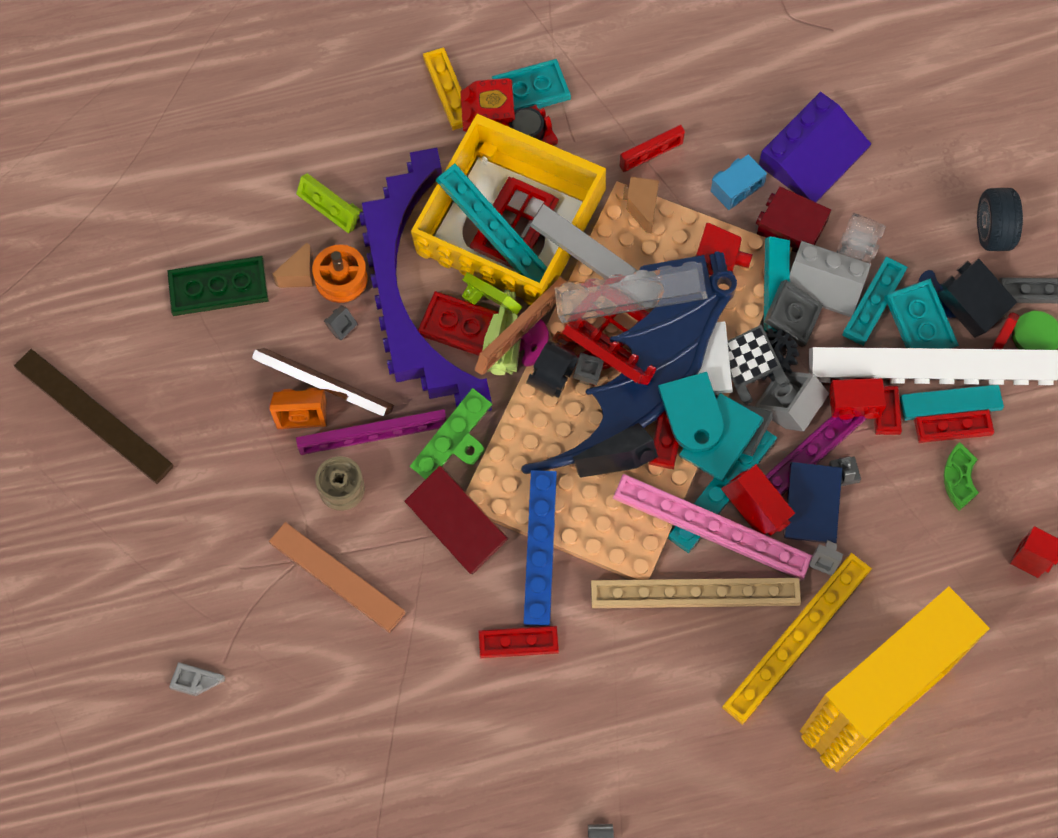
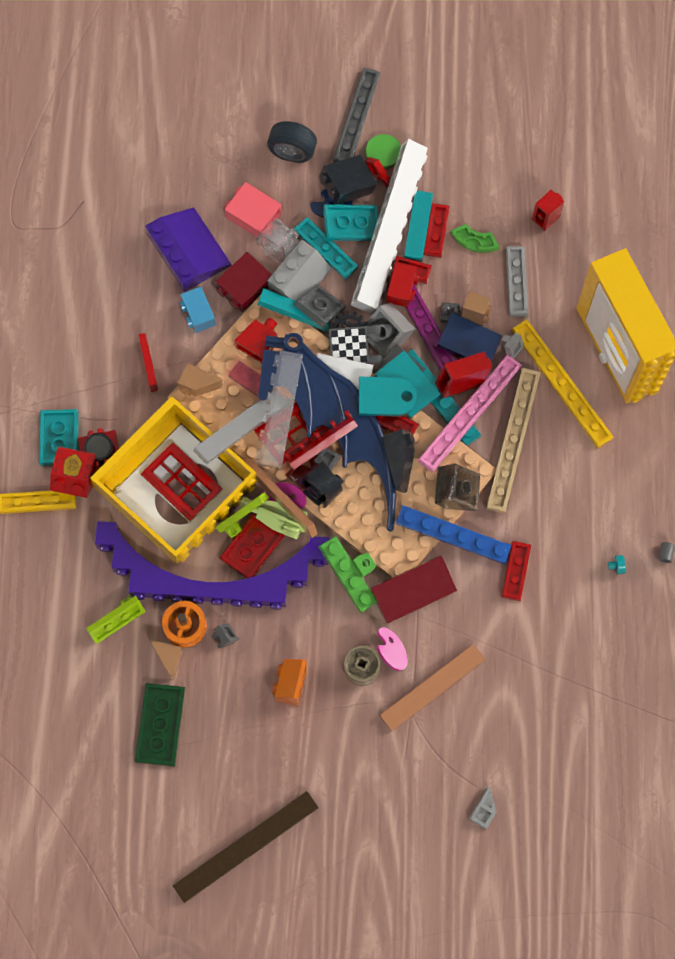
camera: 75 degrees left, 5 degrees up
(323, 381) = (272, 660): tile -> none
(364, 517) = (392, 653): none -> piece
(371, 432) = (322, 681): magenta tile -> none
(491, 223) = (187, 495): teal plate -> none
(563, 771) = (618, 564): none -> teal tile
(601, 534) = (457, 488): none -> clear smoke slope
(669, 249) = (246, 377): none -> clear pink tile
(856, 495) = (476, 308): none -> medium nougat brick
(894, 203) = (252, 209): none -> coral brick
(921, 544) = (516, 281): none -> light grey tile

